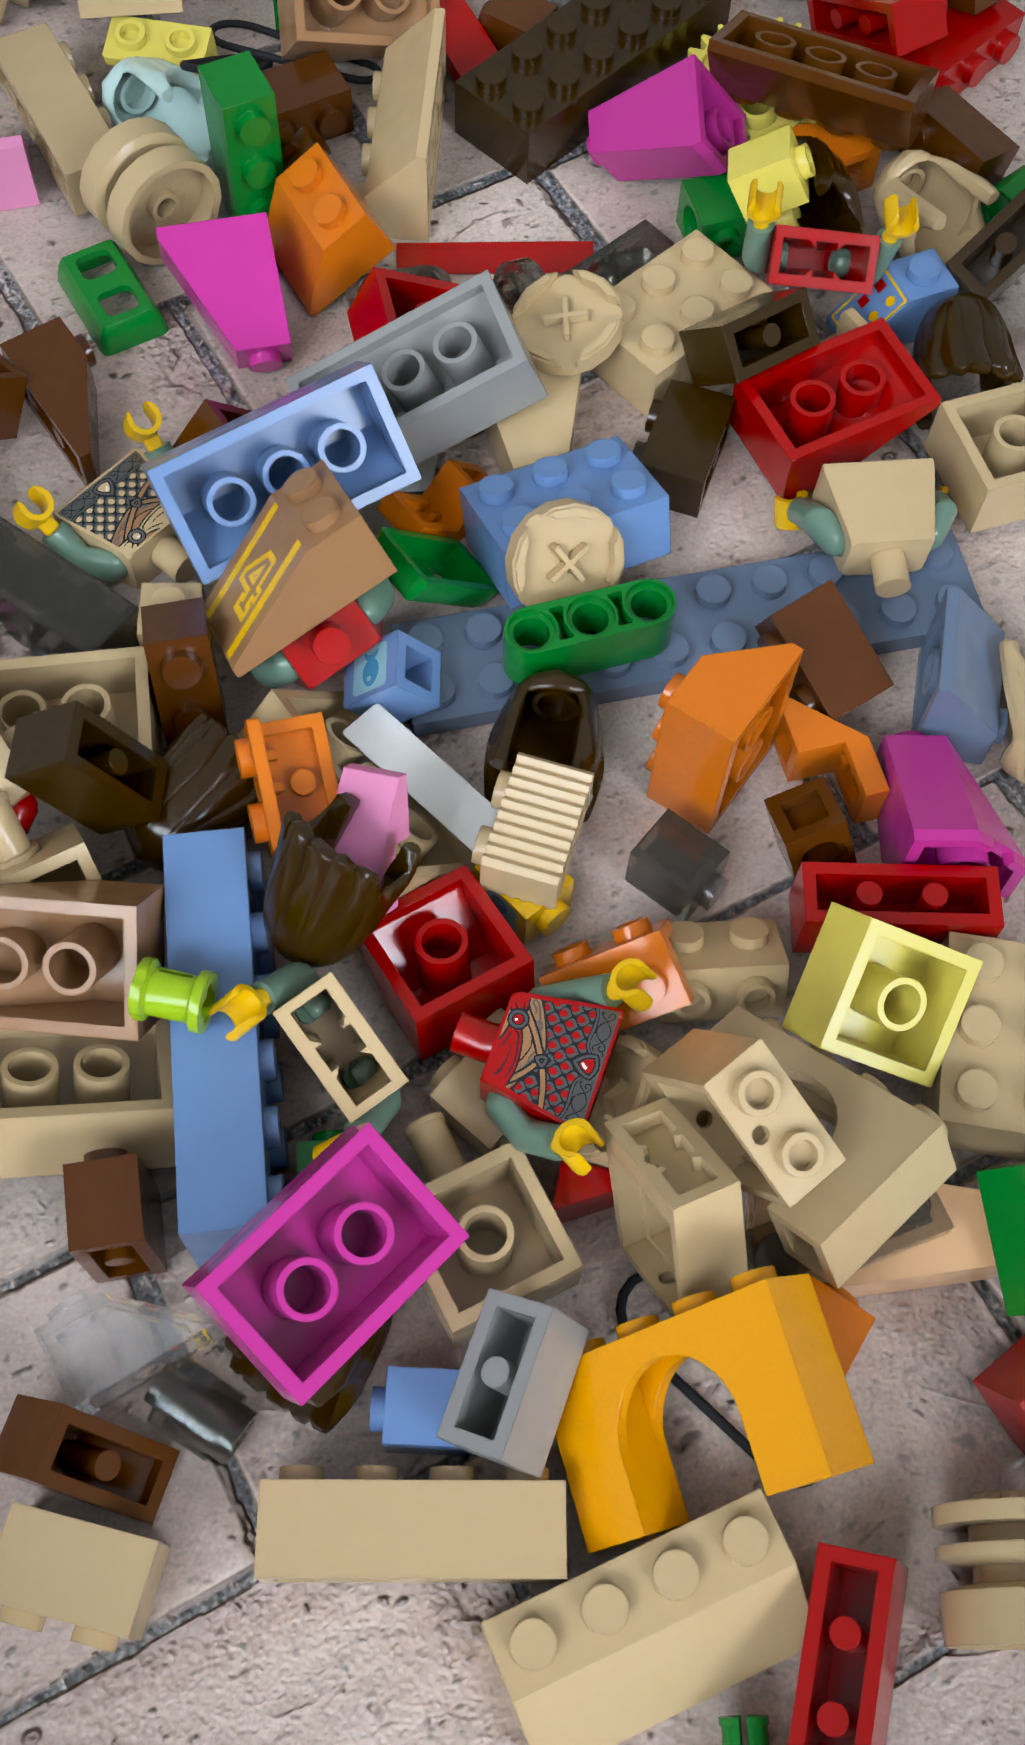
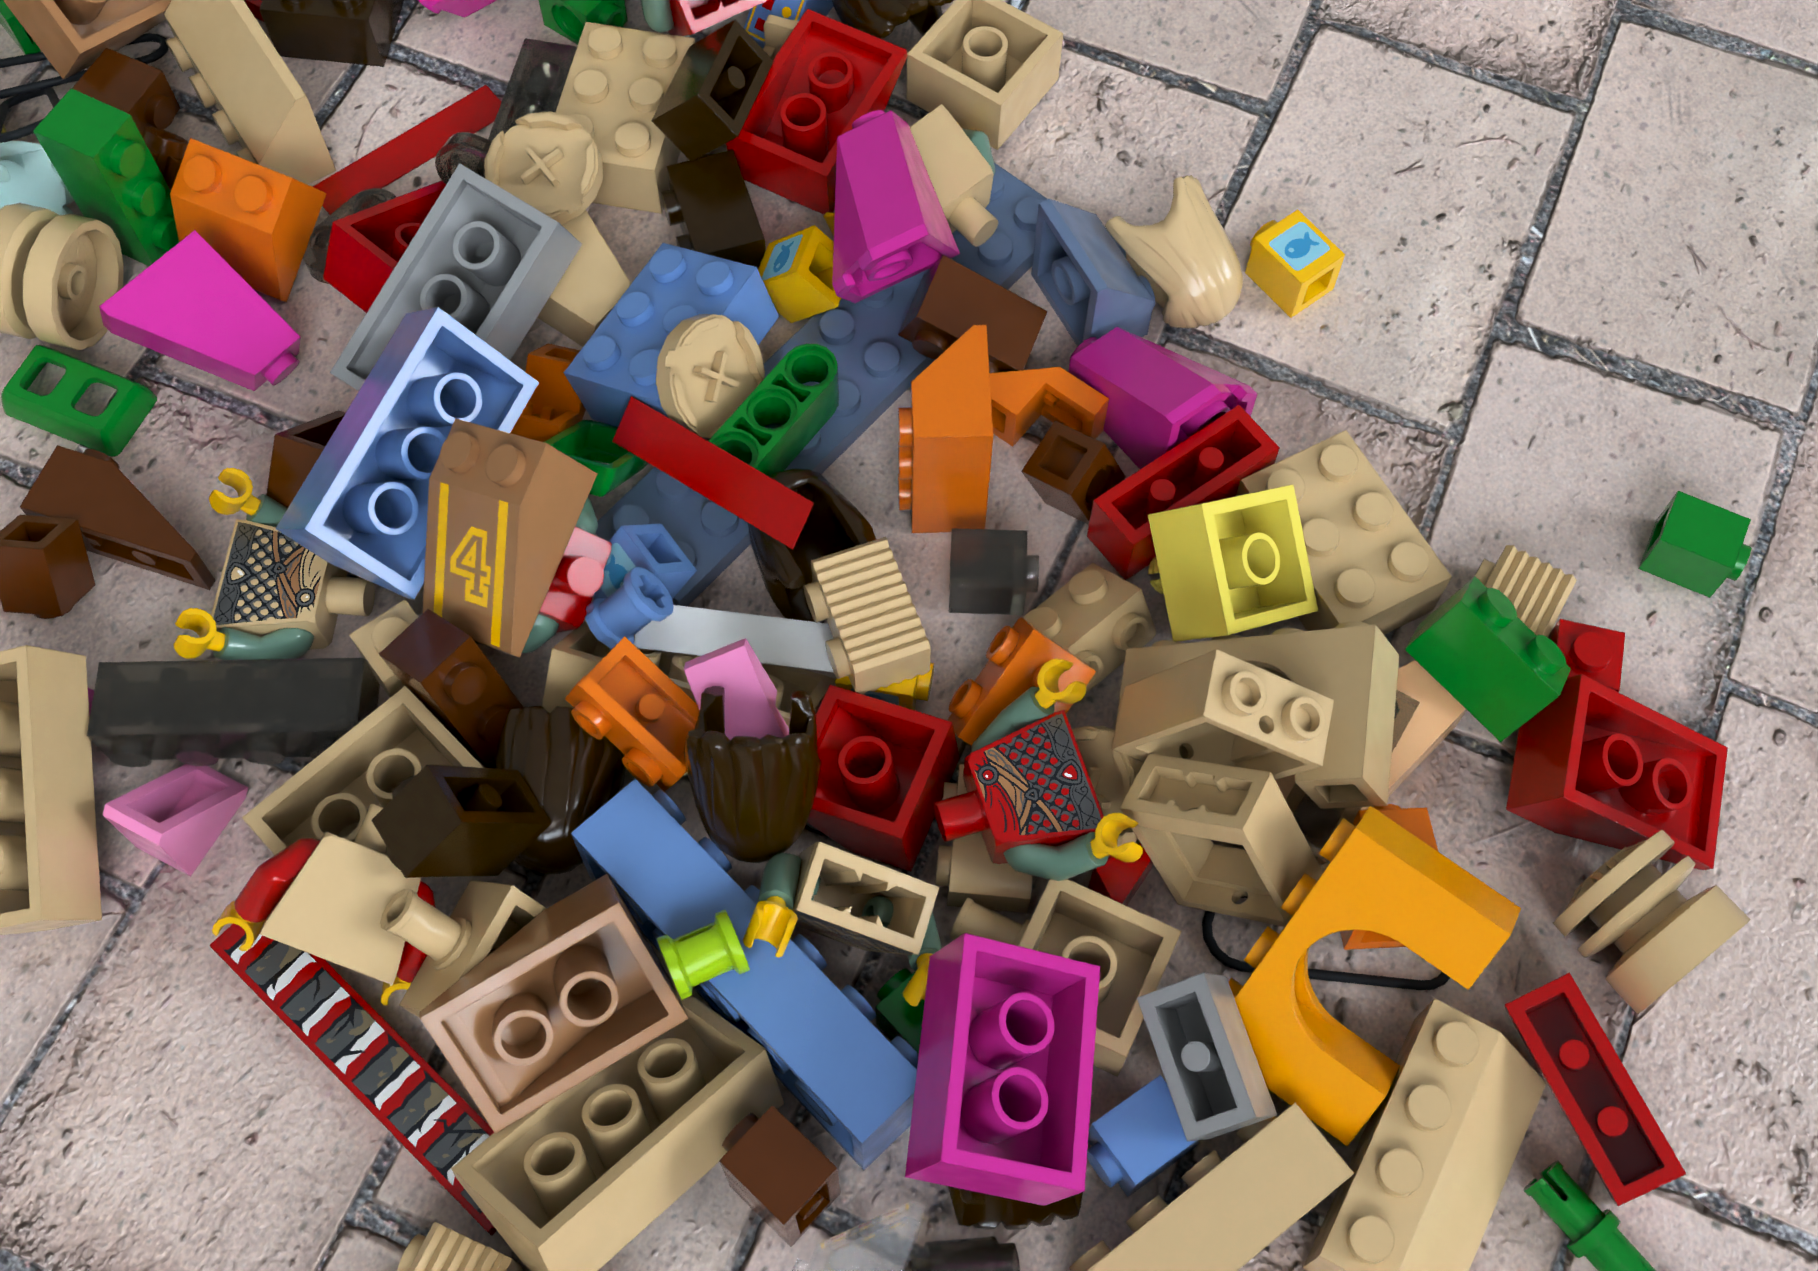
camera: 35 degrees left, 0 degrees up
(363, 696) = (629, 608): none -> medium blue bush
(503, 636) = (713, 472): none -> red sticker
(716, 531) = (800, 274): none -> yellow brick
(811, 512) = (884, 209): none -> dark pink slope

